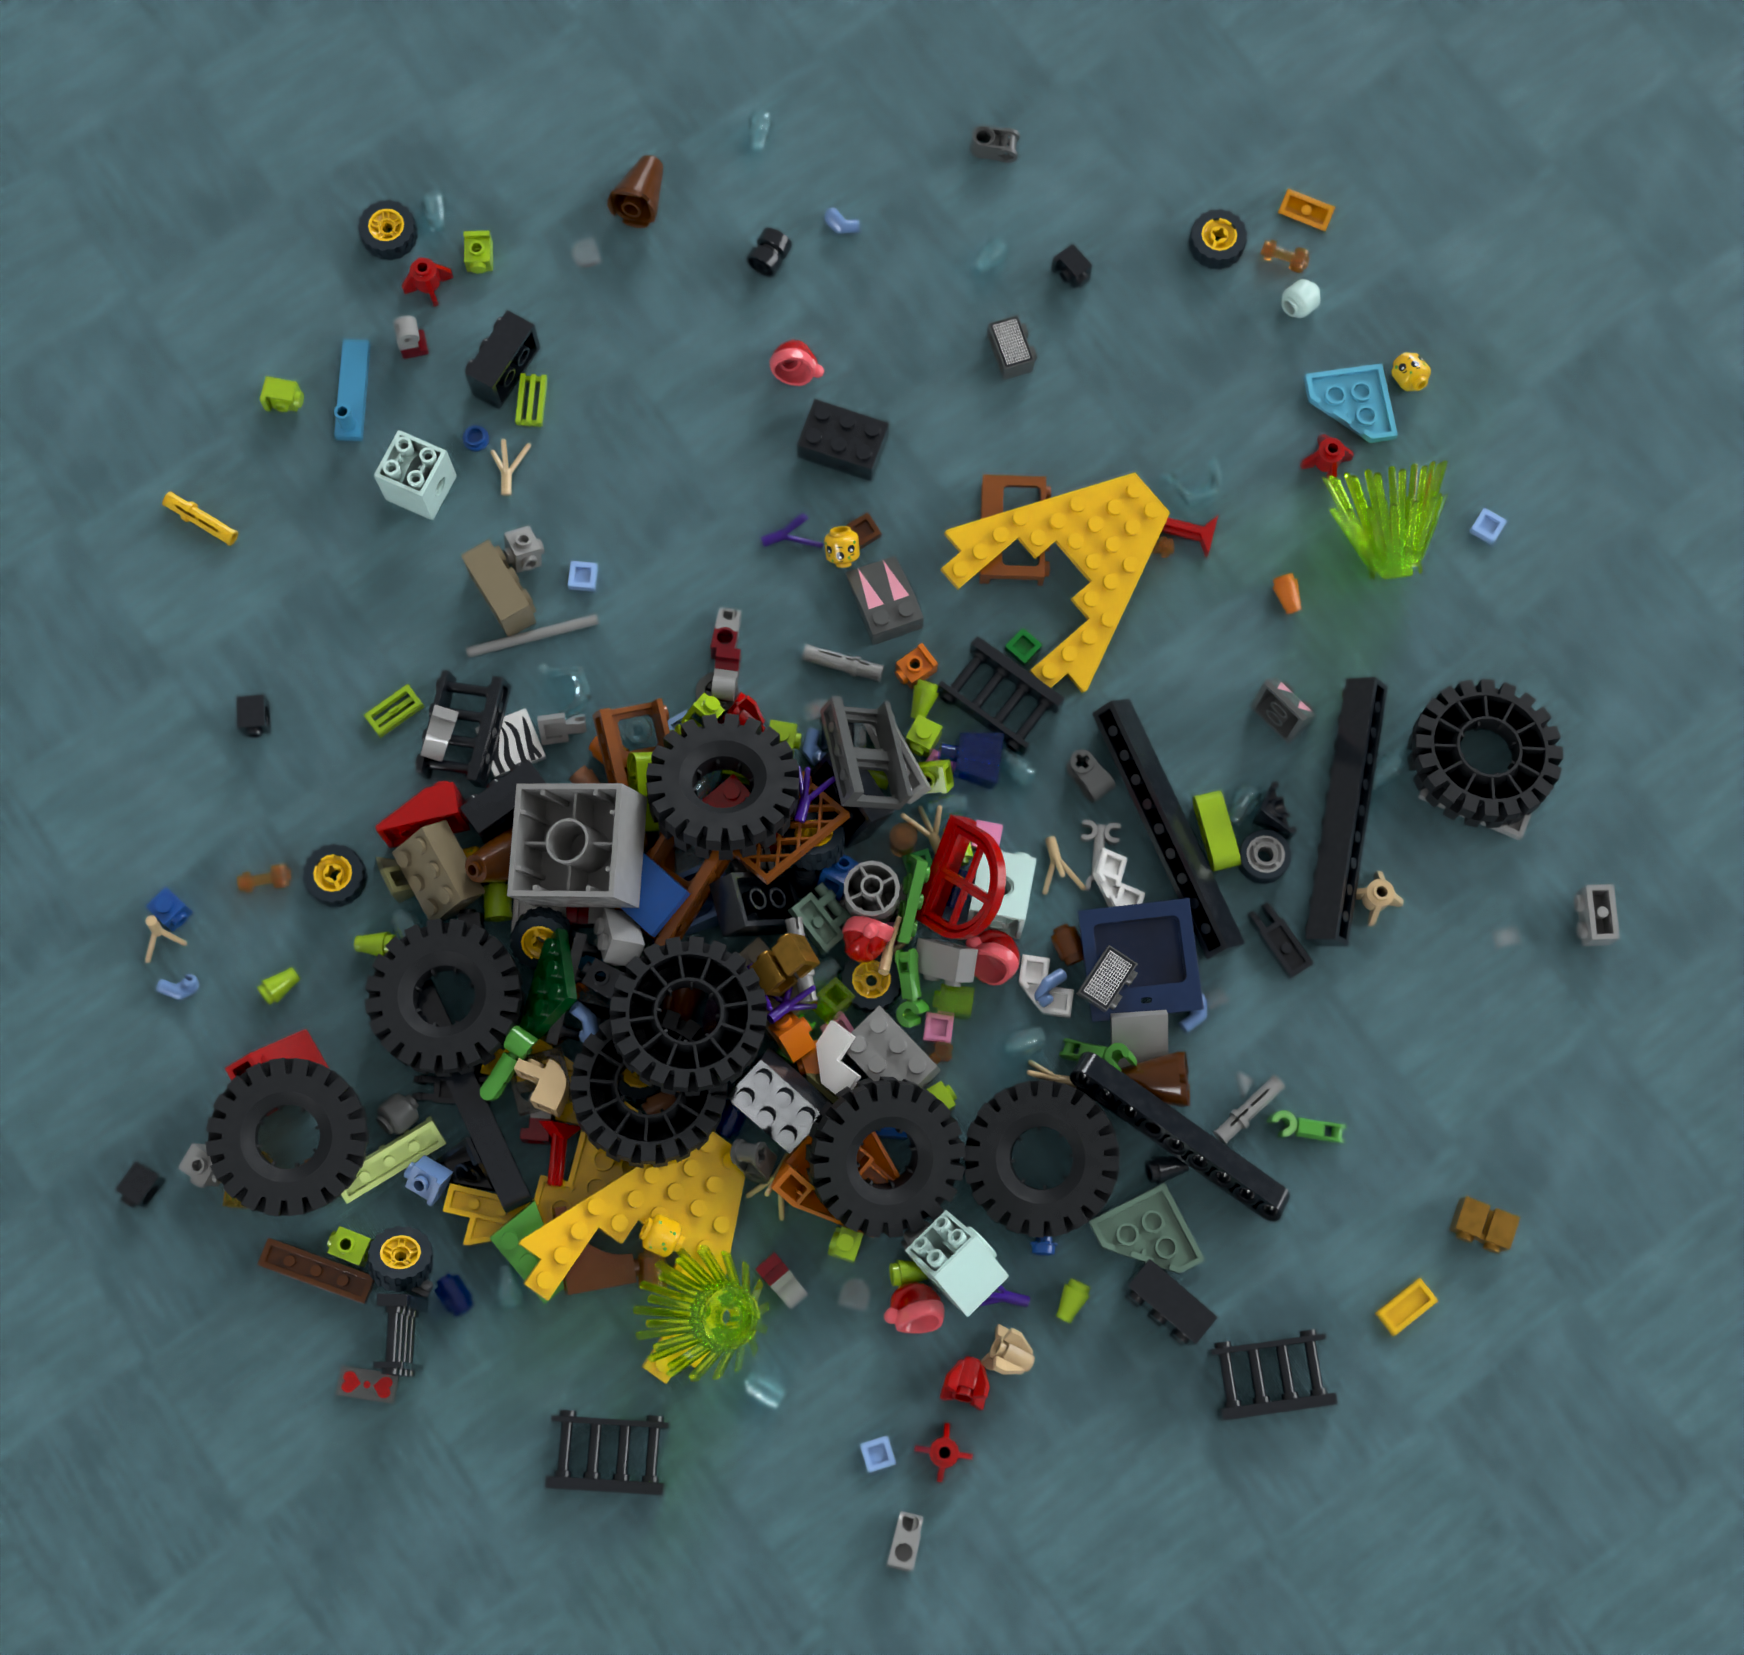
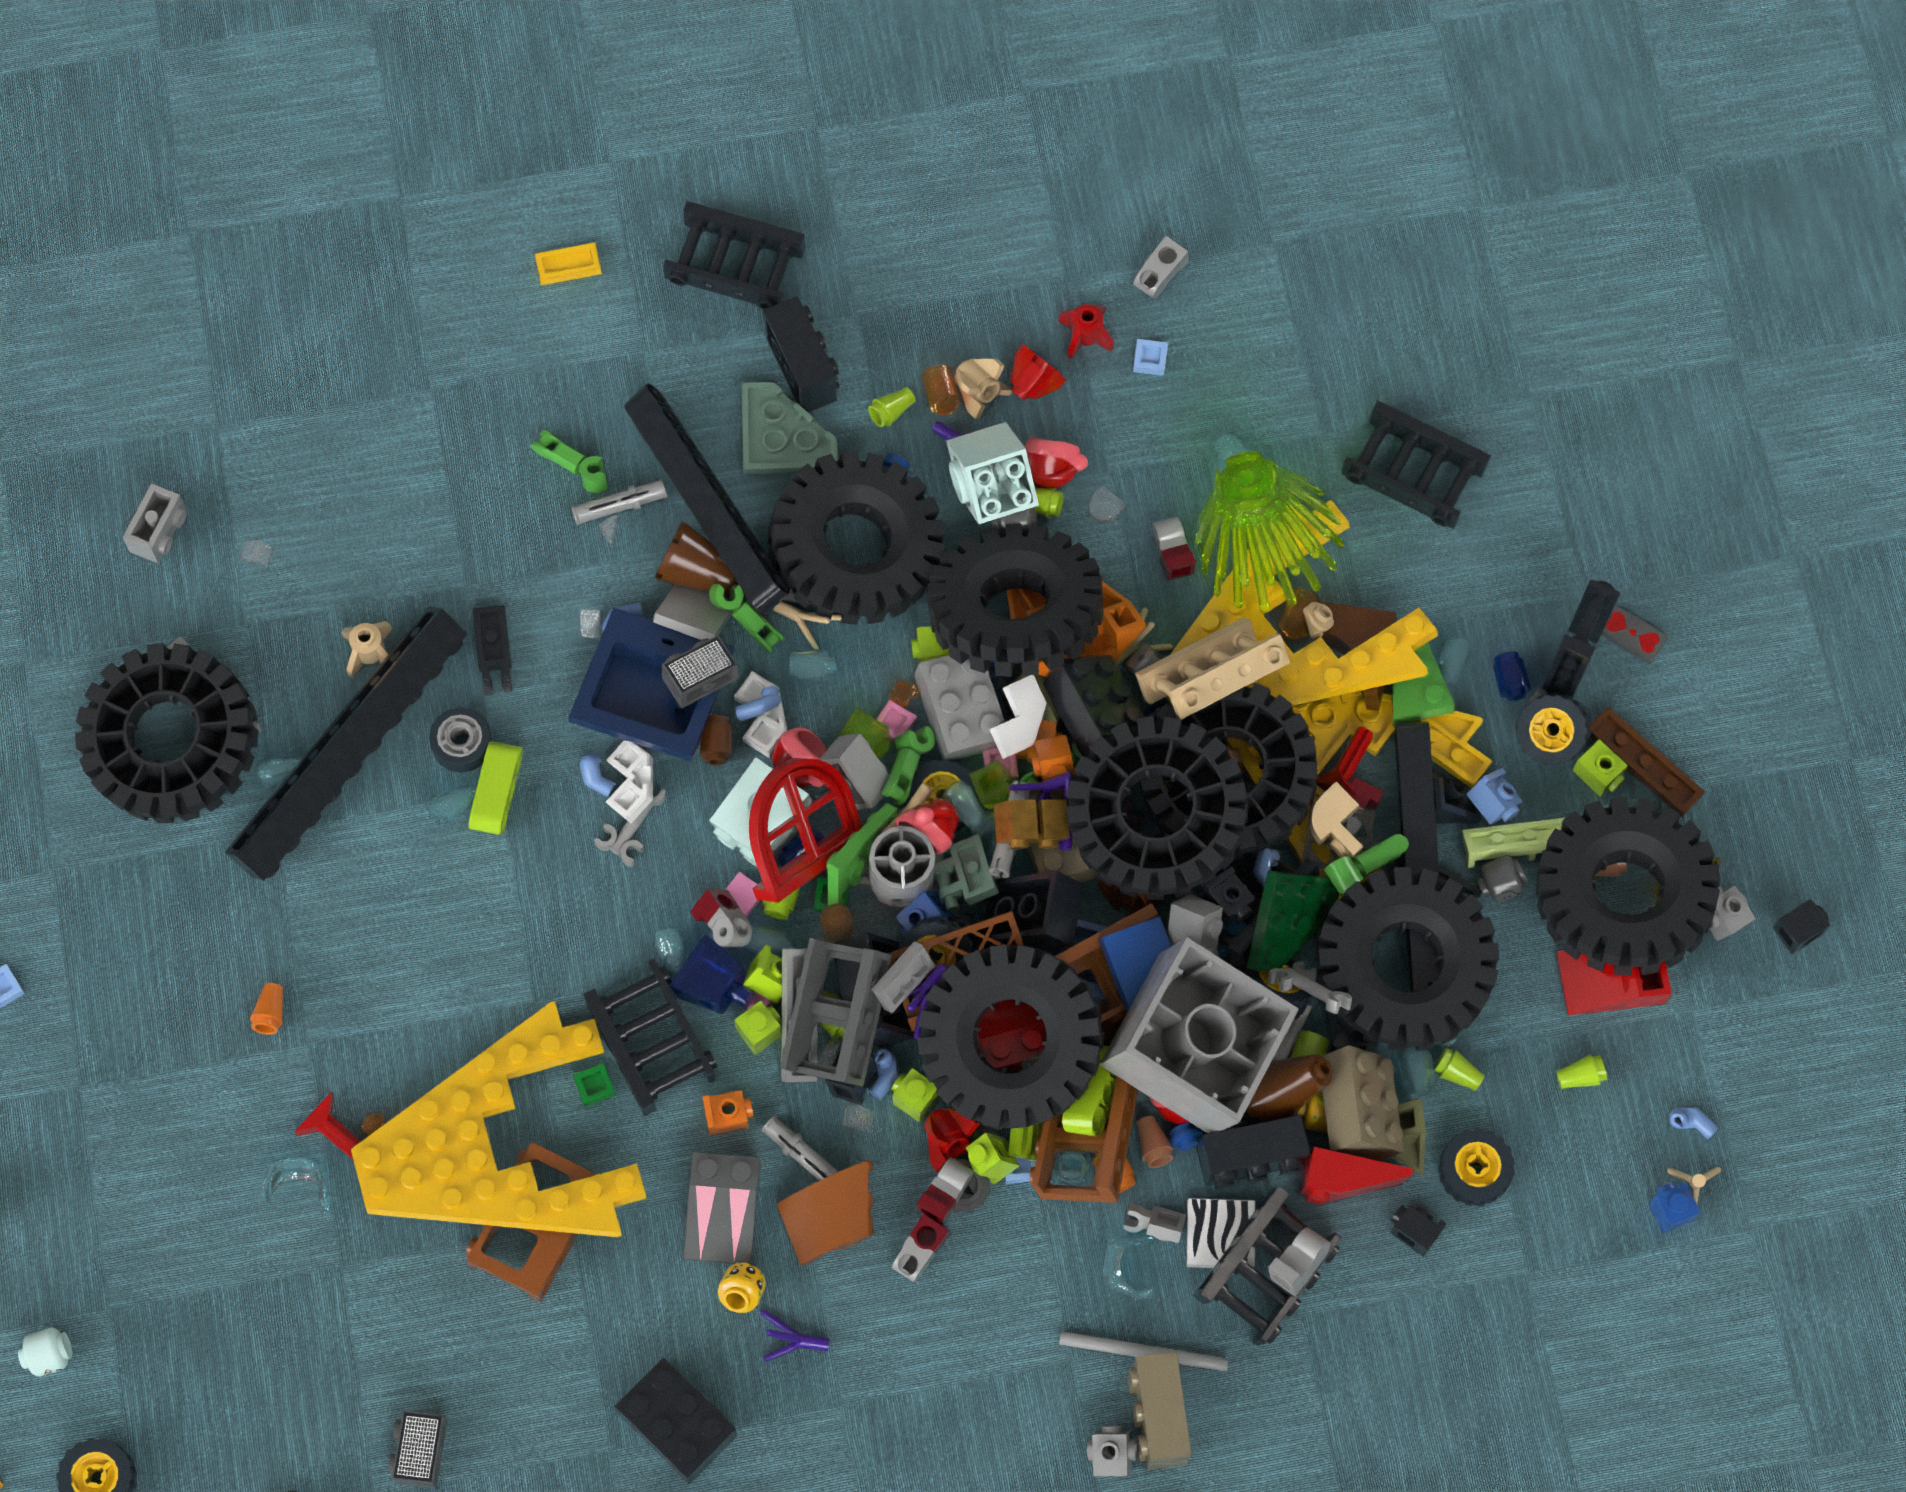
camera: 155 degrees left, 5 degrees down
(253, 715) = (1503, 1394): black brick -> none
(279, 876) = (1538, 1195): clear orange bar -> none
(362, 807) = (1416, 1228): none -> black brick
(389, 726) = (1341, 1346): lime tile -> none
(523, 944) = (1306, 981): none -> light grey bar
(583, 576) = (1055, 1397): light blue tile -> none
(631, 1260) = (1318, 619): none -> tan plate
(661, 1235) = (1278, 618): yellow head -> none
(713, 1171) = (1212, 668): none -> tan fence
(804, 625) = (829, 1213): none -> dark orange slope
(825, 793) = (903, 977): none -> light grey plate
(845, 1244) = (1098, 545): lime brick -> none
(847, 970) = (966, 804): none -> clear light blue cone
(865, 529) = (704, 1305): reddish brown tile -> none
(923, 698) = (734, 1072): lime cone -> none
(930, 833) = (801, 918): tan plant -> none
(989, 802) = (723, 917): none -> leg
(1038, 1333) = (941, 389): none -> clear orange brick
(1061, 866) = (680, 829): tan plant -> none
(1091, 778) = (599, 903): dark grey piece -> none
(1147, 874) = (592, 776): none -> medium blue arm
(1164, 1168) = (738, 484): black cone -> none
(1168, 827) = (546, 813): black brick -> none
(1273, 813) = (426, 778): black slope -> none
(1282, 709) = (349, 875): dark grey slope -> none
(1298, 259) = (17, 1407): clear orange bar -> none
(1328, 456) = (133, 1150): red brick -> none
(1355, 399) = (57, 1200): medium azure plate -> none
(1397, 540) = (117, 992): clear neon green plant -> none
(1476, 1222) = (445, 292): pearl gold piece -> none

